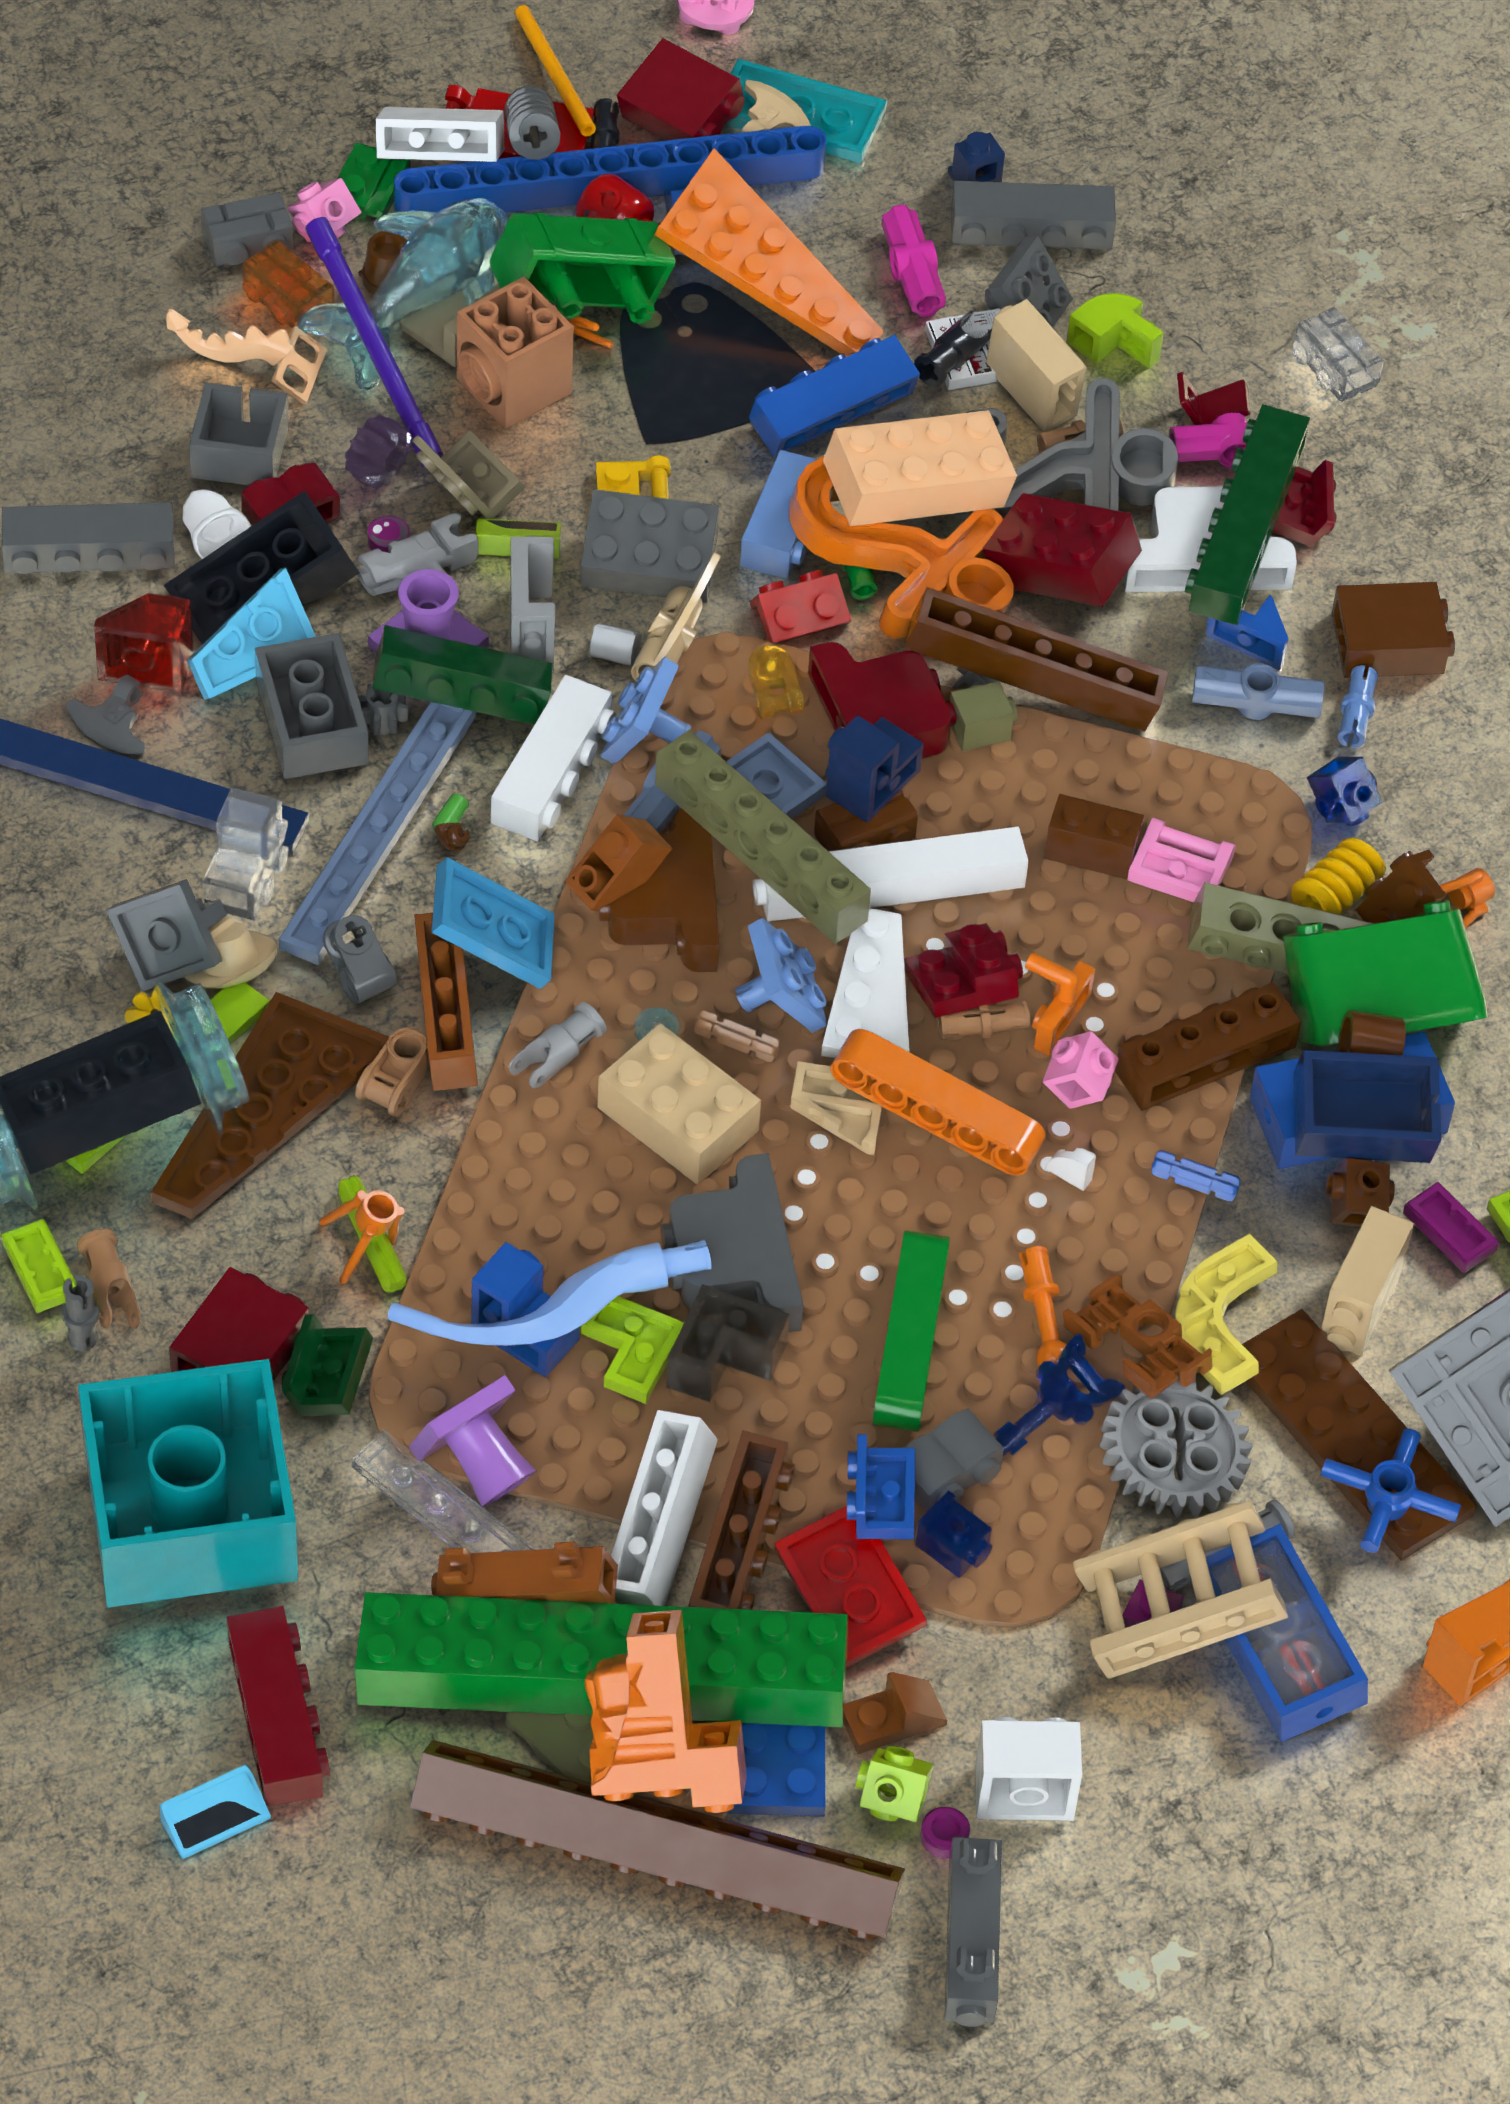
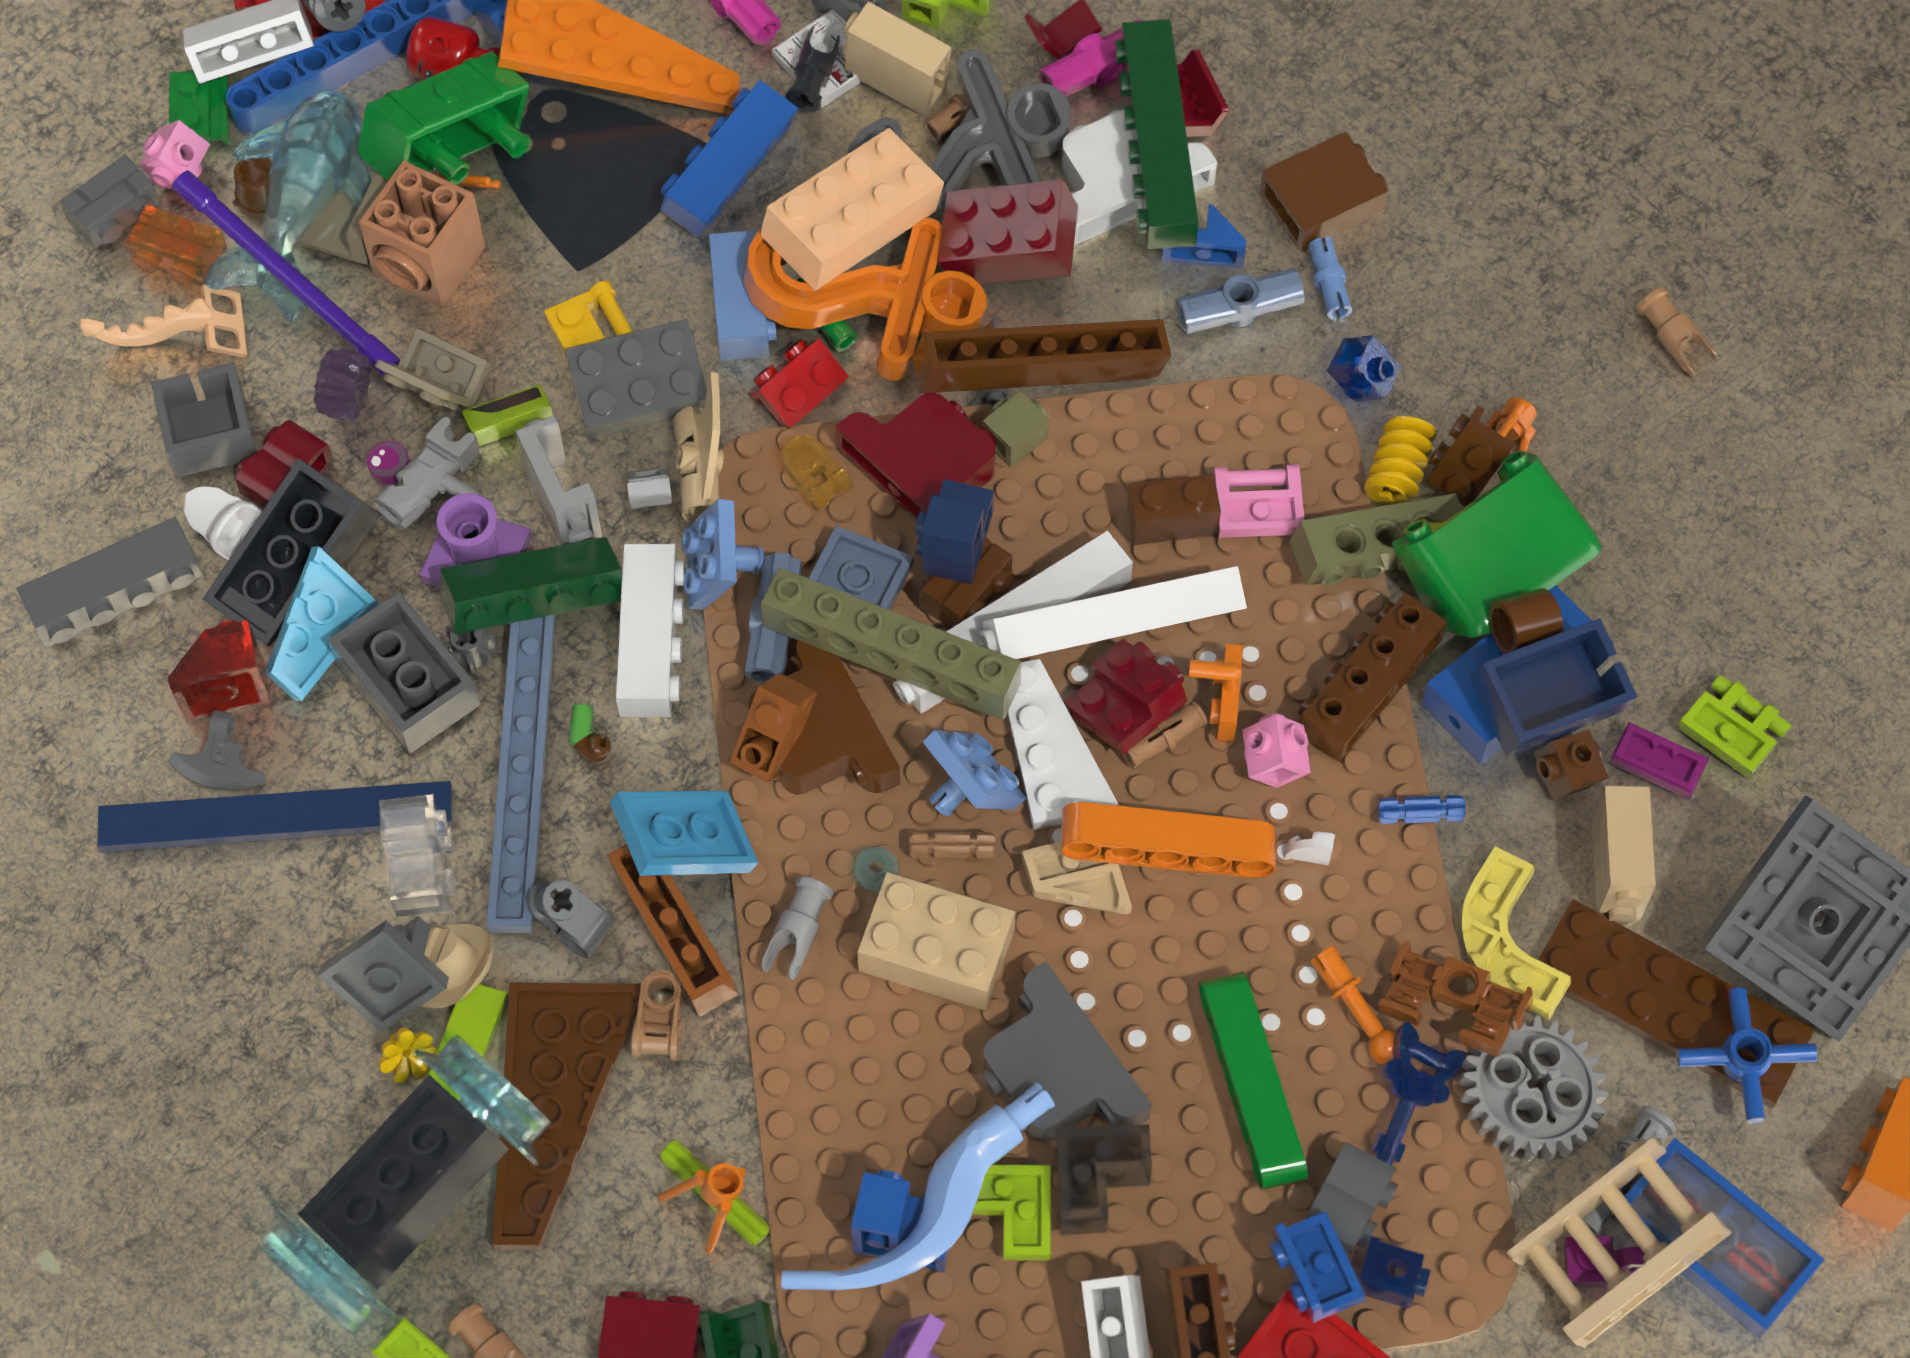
camera: 20 degrees left, 10 degrees up
(988, 896) = (1115, 614): none -> white brick

